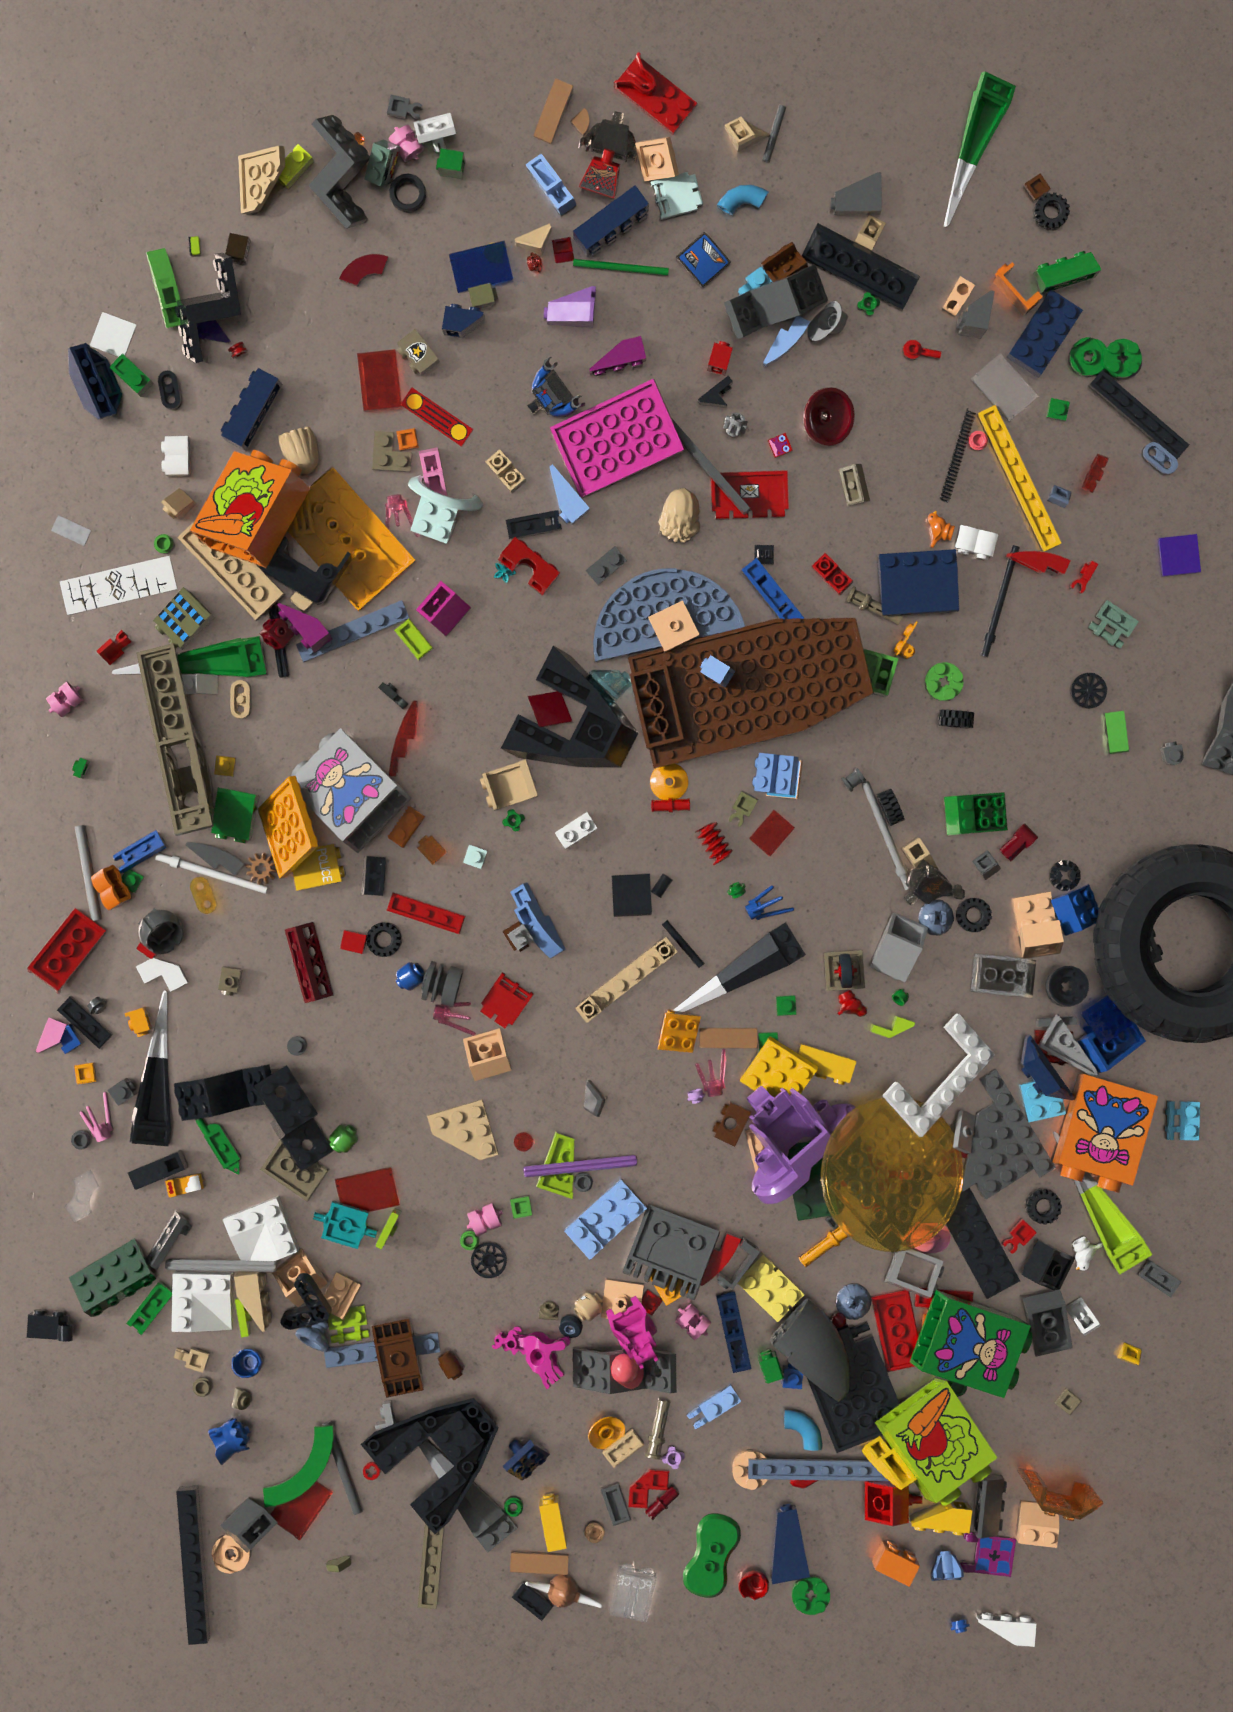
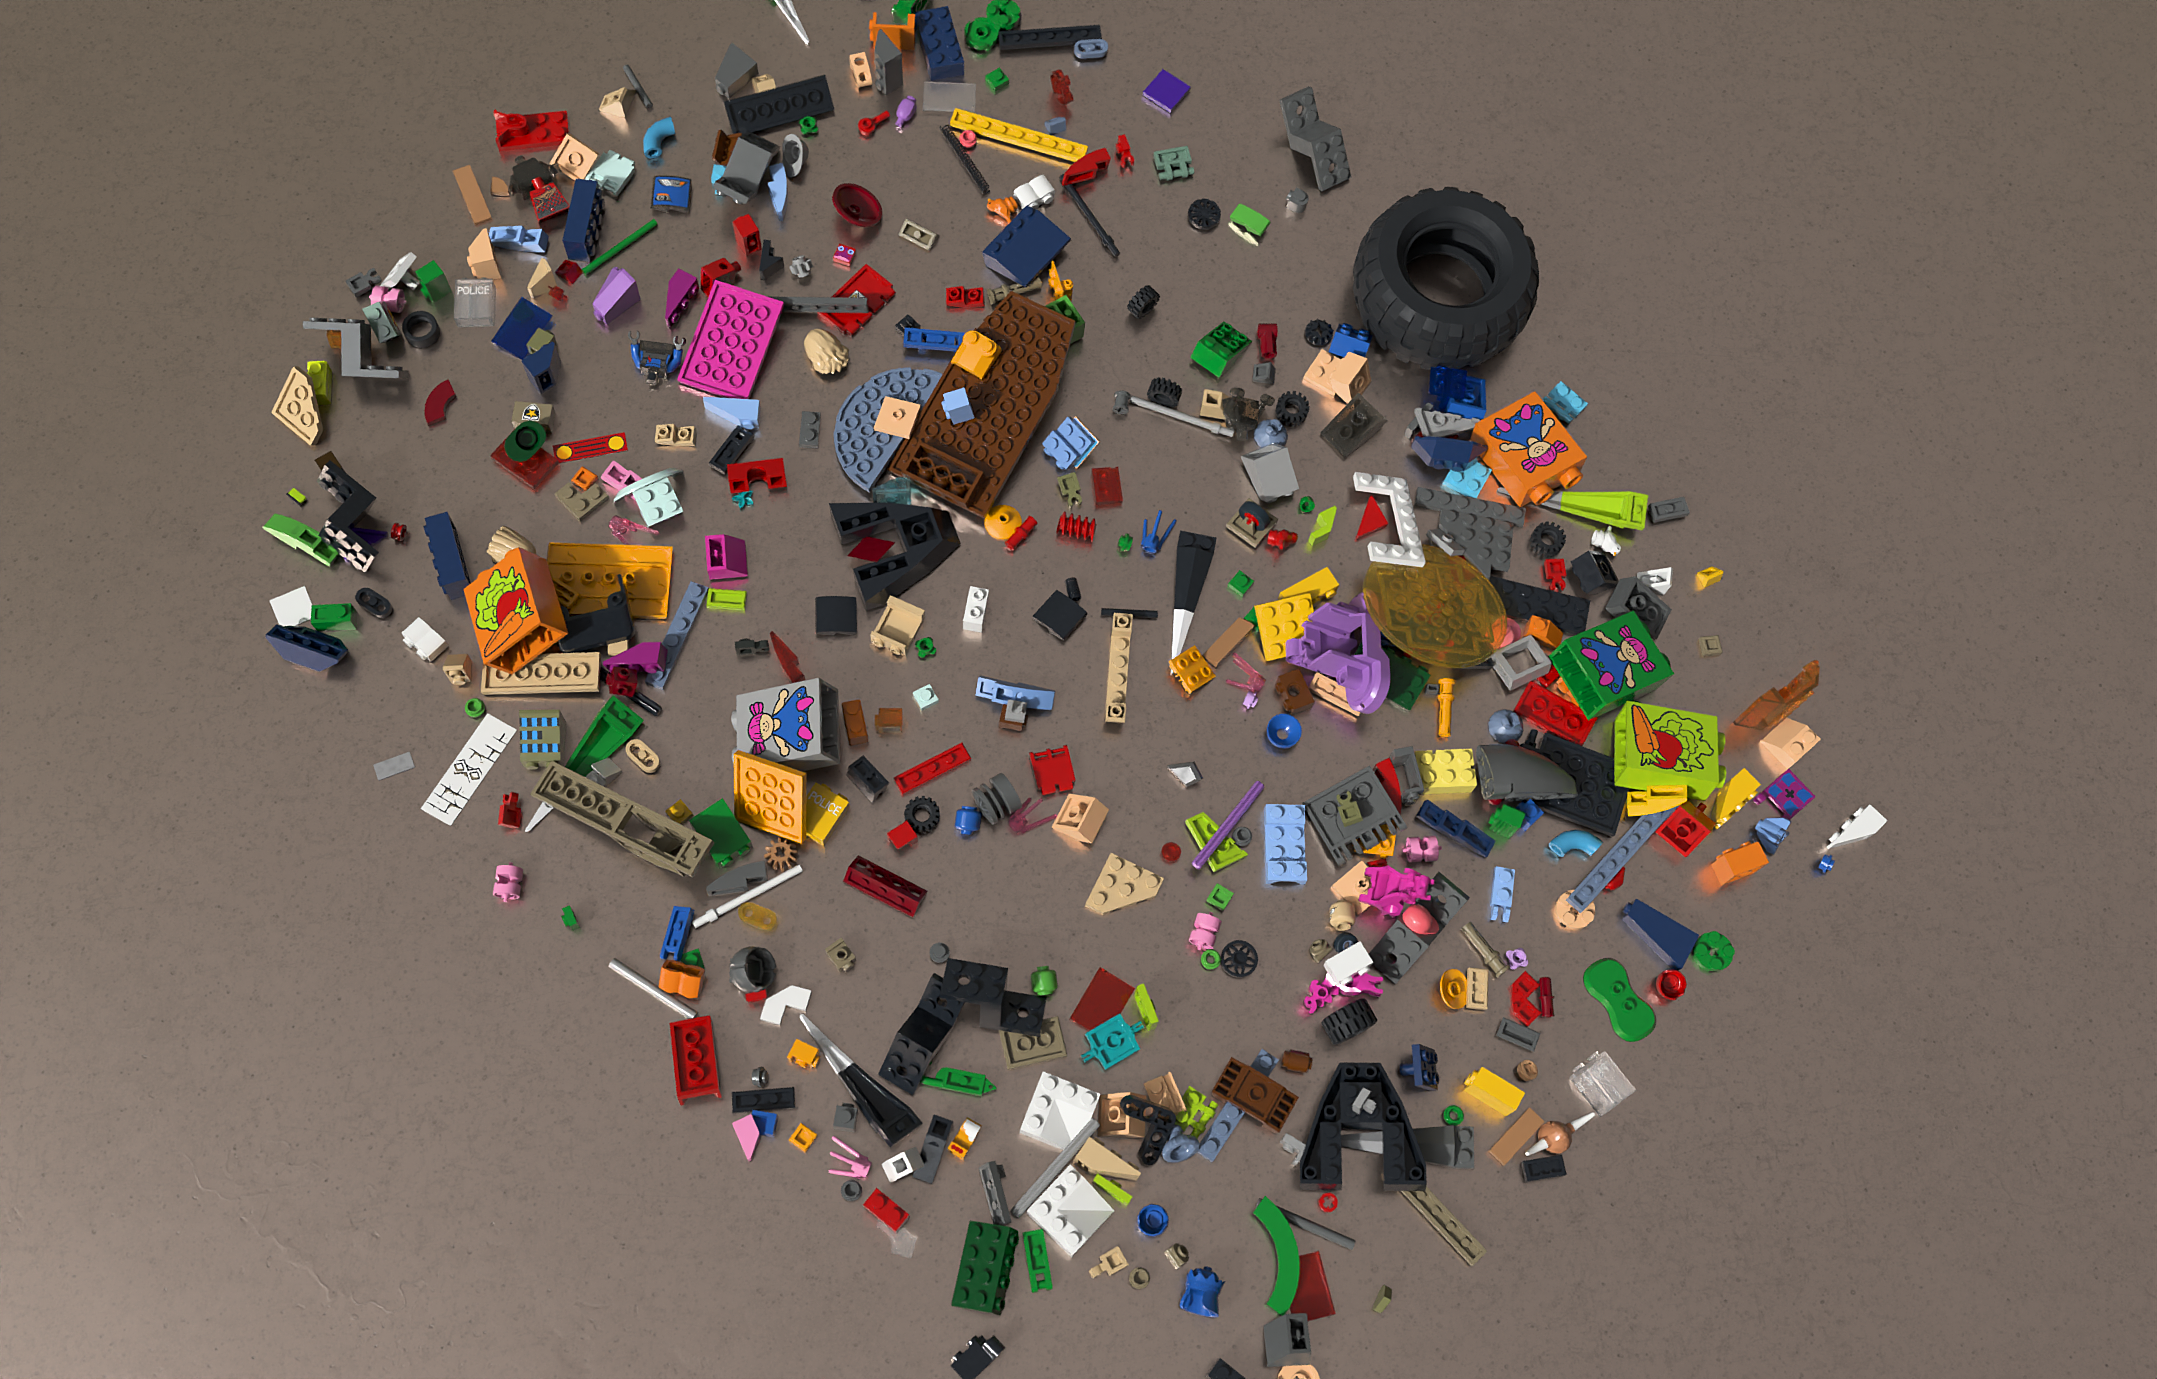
camera: 55 degrees left, 20 degrees down
(86, 1179) = (886, 1210): none -> red brick
(126, 1162) = (902, 1164): none -> white slope
(387, 373) = (525, 441): none -> dark green piece
(454, 1442) = (1363, 1102): none -> light grey tile
(467, 209) = (474, 302): none -> clear brick
(475, 731) = (835, 615): none -> black slope
(507, 180) = (483, 257): none -> light nougat slope
(509, 1380) = (1349, 1021): none -> black tyre
(543, 1348) = (1348, 964): none -> white brick
(658, 370) = (718, 270): none -> red torso
(667, 1248) = (1349, 810): none -> olive plate
(697, 1152) = (1287, 723): none -> blue piece
(776, 641) = (976, 354): none -> light orange slope
(934, 686) = (1106, 301): bright green plate -> none
(935, 1057) = (1372, 519): none -> red tile
(956, 366) = (906, 110): none -> medium lavender plant
(957, 1268) = (1544, 632): none -> orange slope
(989, 1506) = (1740, 755): dark grey slope -> none
(1077, 983) = (1400, 389): black wheel -> none

